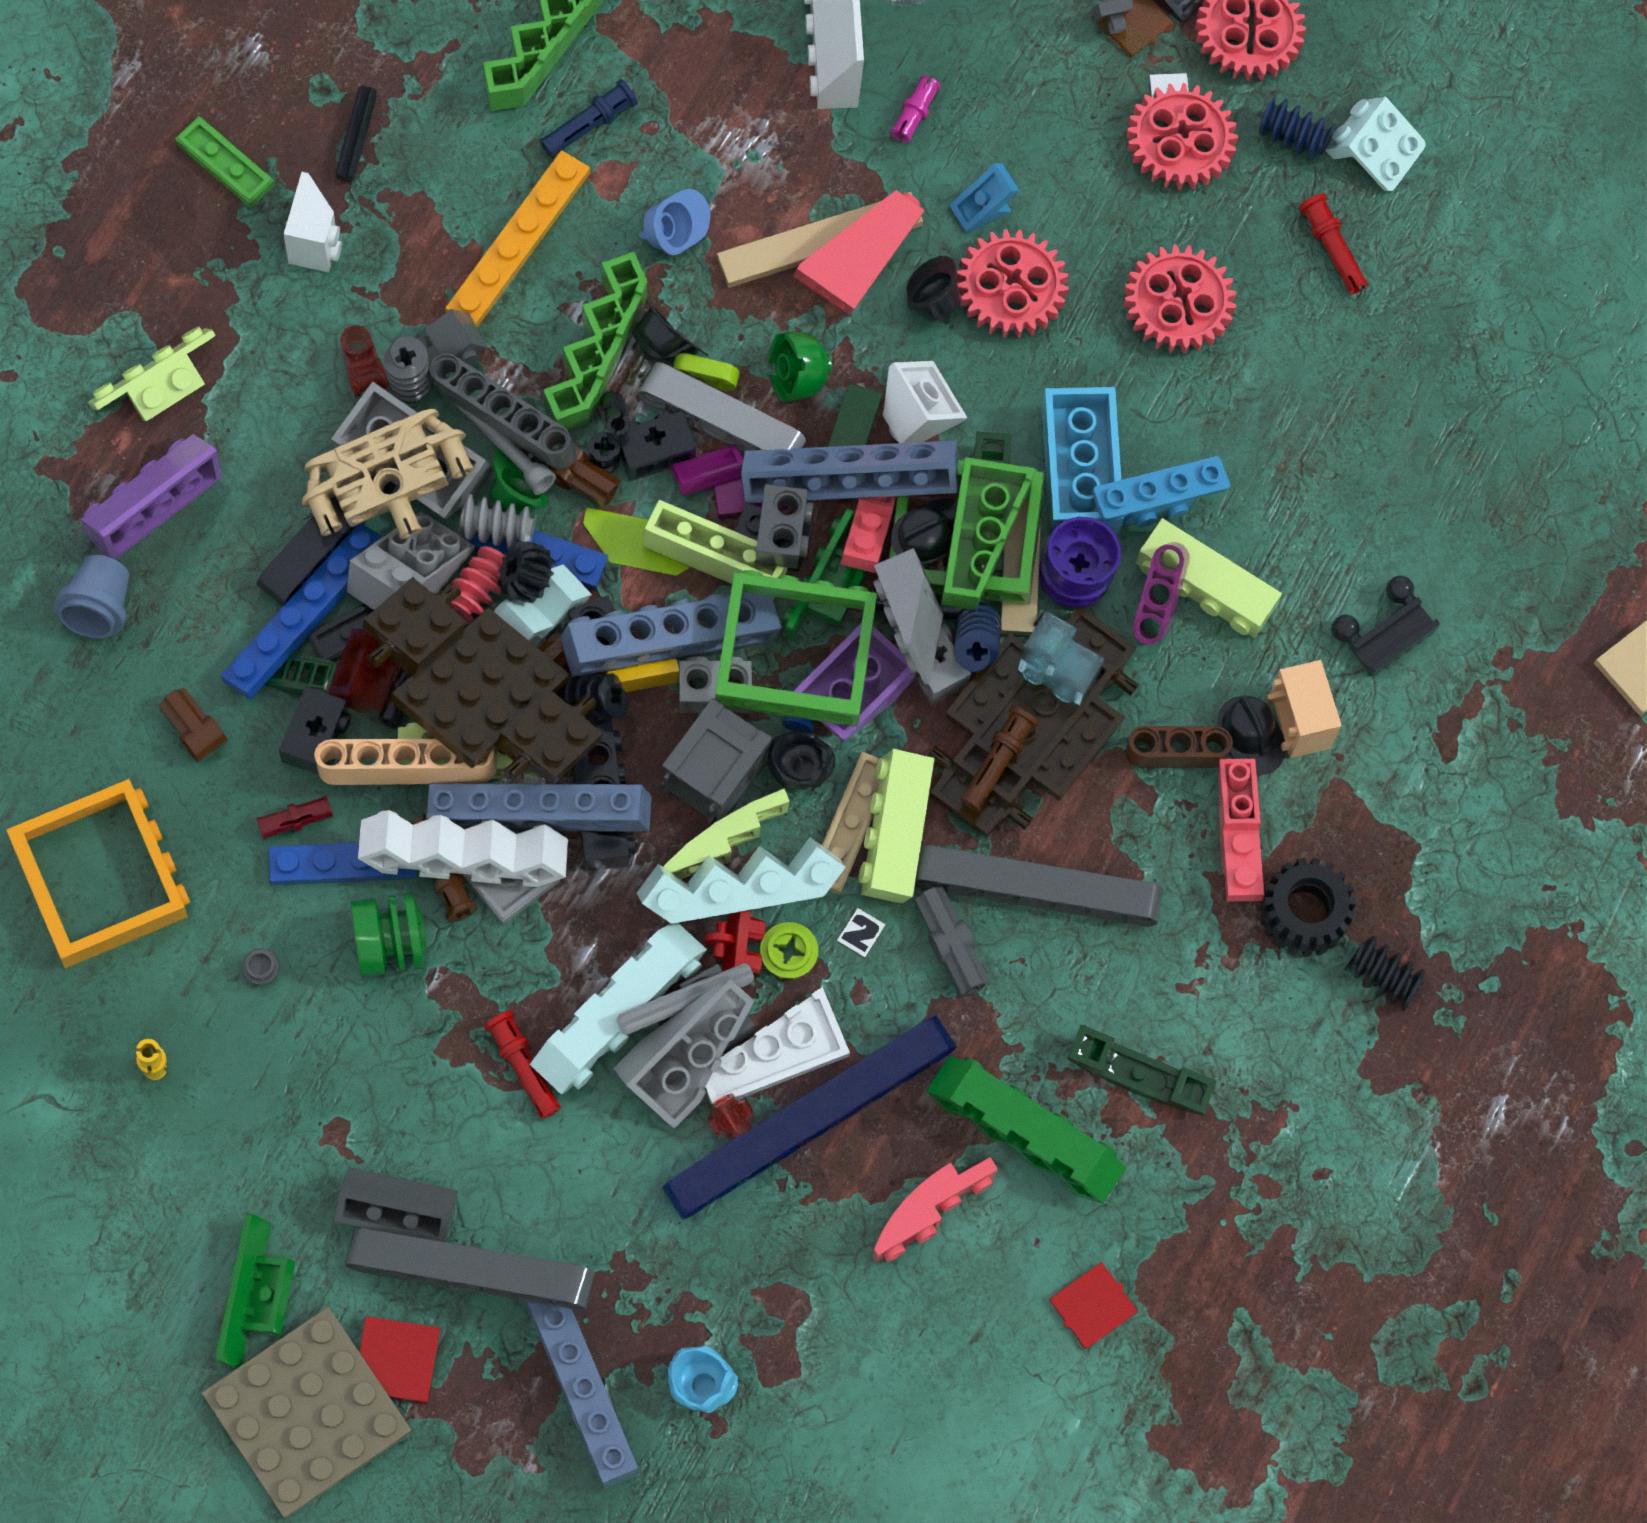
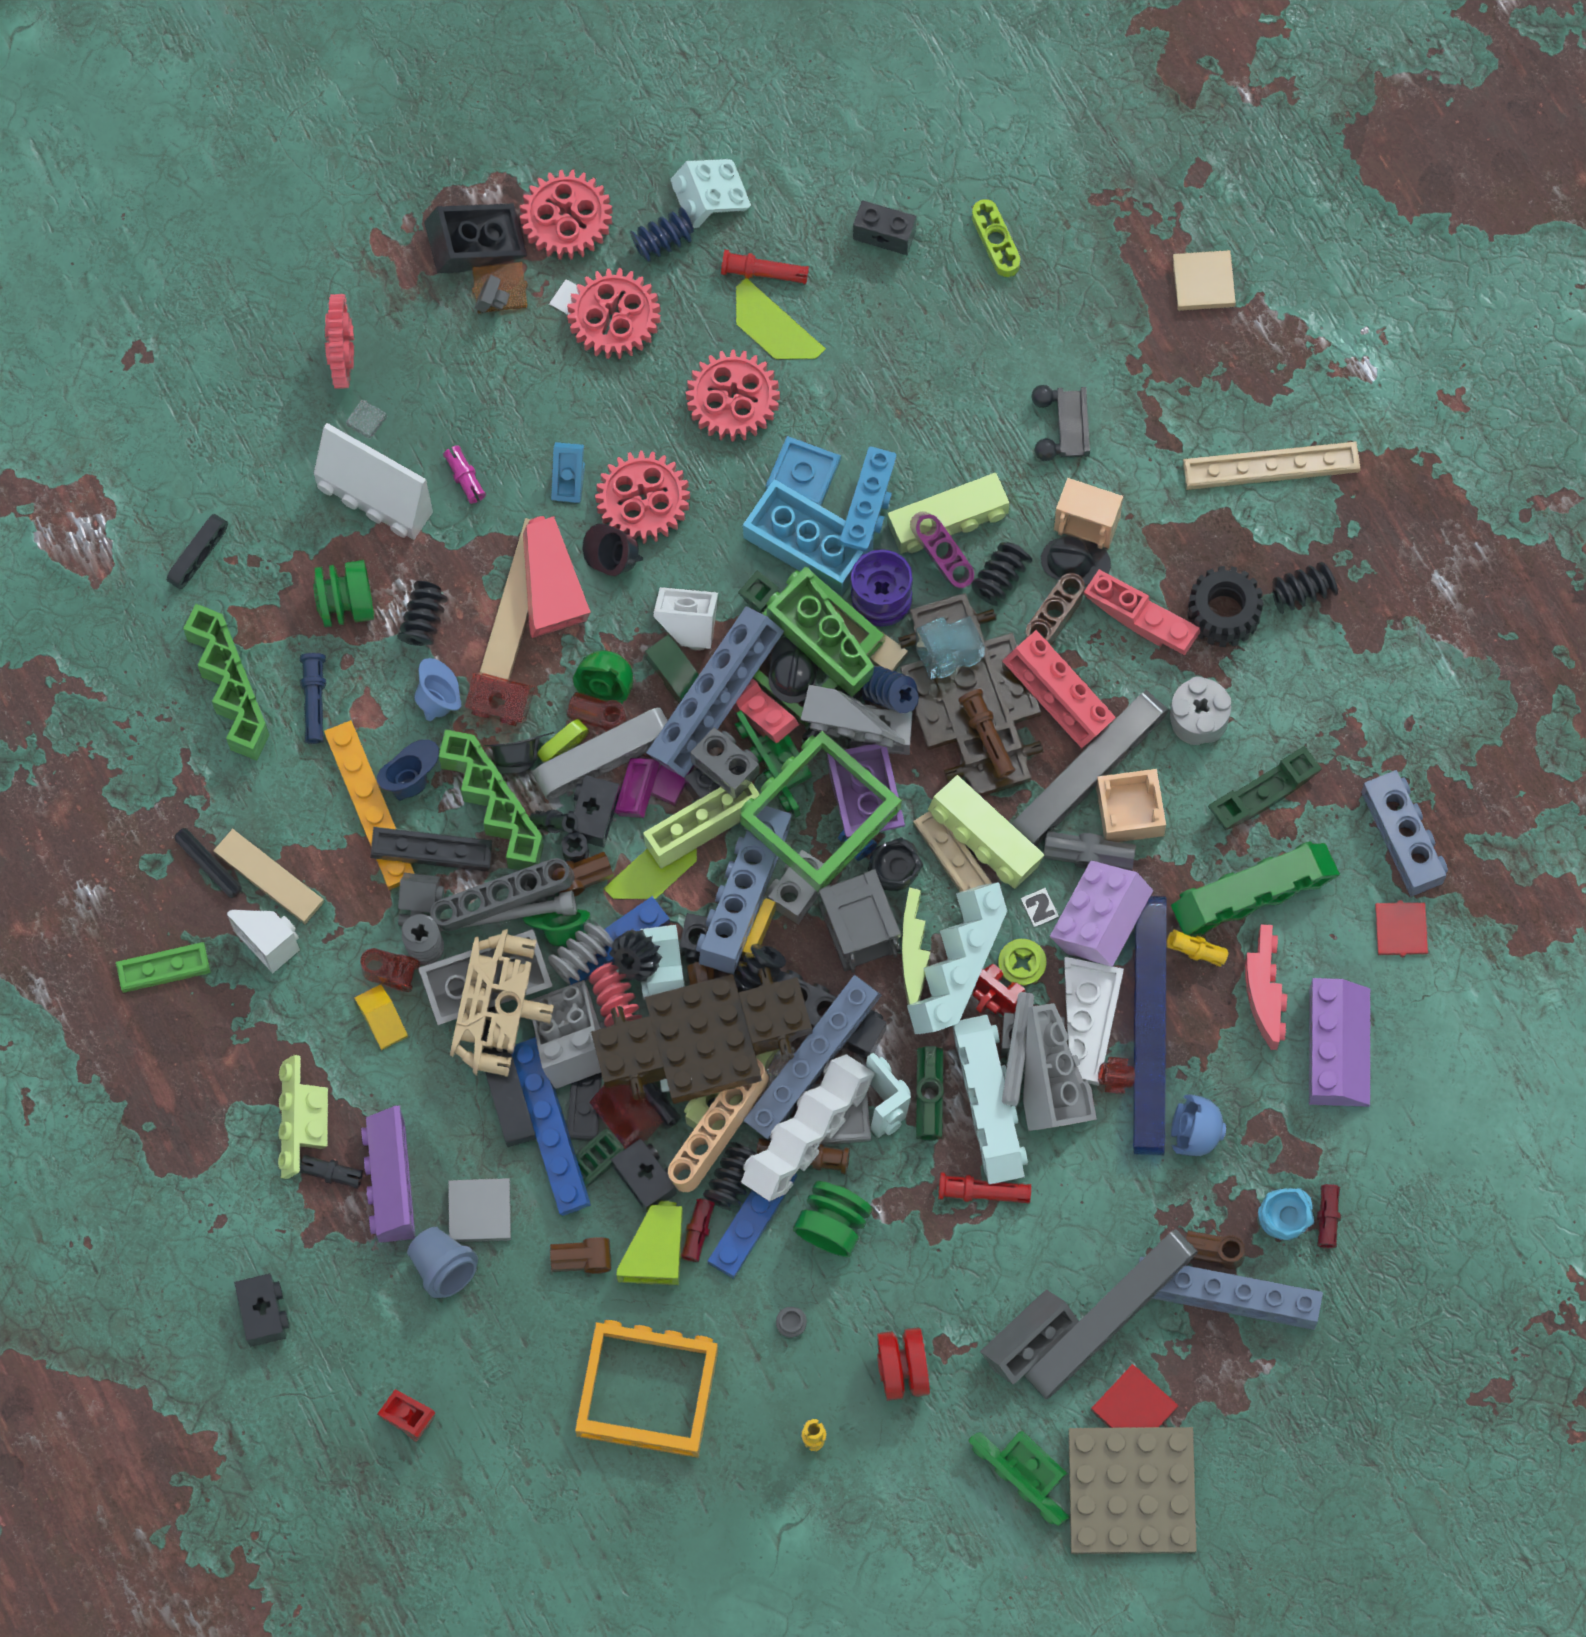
camera: 45 degrees left, 0 degrees up
(123, 441) = (331, 1171): none -> black pin
(177, 602) = (479, 1210): none -> light grey tile
(248, 788) = (655, 1248): none -> lime slope
(282, 1098) = (900, 1364): none -> red wheel
(310, 386) = (381, 1016): none -> yellow slope
(350, 815) = (729, 1177): none -> black piece
(381, 196) = (268, 876): none -> tan tile
(509, 321) = (431, 849): none -> black tile
(540, 921) = (895, 1094): none -> light aqua bracket
(567, 960) = (929, 1111): none -> dark green piece
(573, 250) = (408, 770): none -> dark blue piece
(615, 1330) = (1211, 1248): none -> reddish brown piece
(707, 284) = (517, 697): none -> clear red brick
(708, 75) = (343, 593): none -> green wheel
(731, 1426) = (1328, 1216): none -> dark red pin
(733, 1233) = (1197, 1126): none -> medium blue cylinder
(742, 160) = (421, 614): none -> black piece
(759, 381) = (595, 711): none -> clear red piece
(889, 991) = (1101, 913): none -> lavender brick
(922, 1111) = (1197, 948): none -> yellow pin
(923, 1319) = (1339, 1043): none -> medium lavender slope
(1027, 950) = (1131, 806): none -> light nougat container
(1097, 798) = (1058, 689): none -> coral brick
(1152, 417) = (805, 469): none -> dark azure tile
(1160, 964) = (1211, 722): none -> light grey brick
(1183, 667) = (999, 571): none -> black piece
(1220, 1189) = (1416, 876): none -> sand blue brick
(1282, 292) = (772, 326): none -> lime sticker
(1462, 326) = (884, 227): none -> black brick
(1496, 860) = (1271, 465): none -> tan tile
(1535, 425) = (994, 250): none -> lime beam

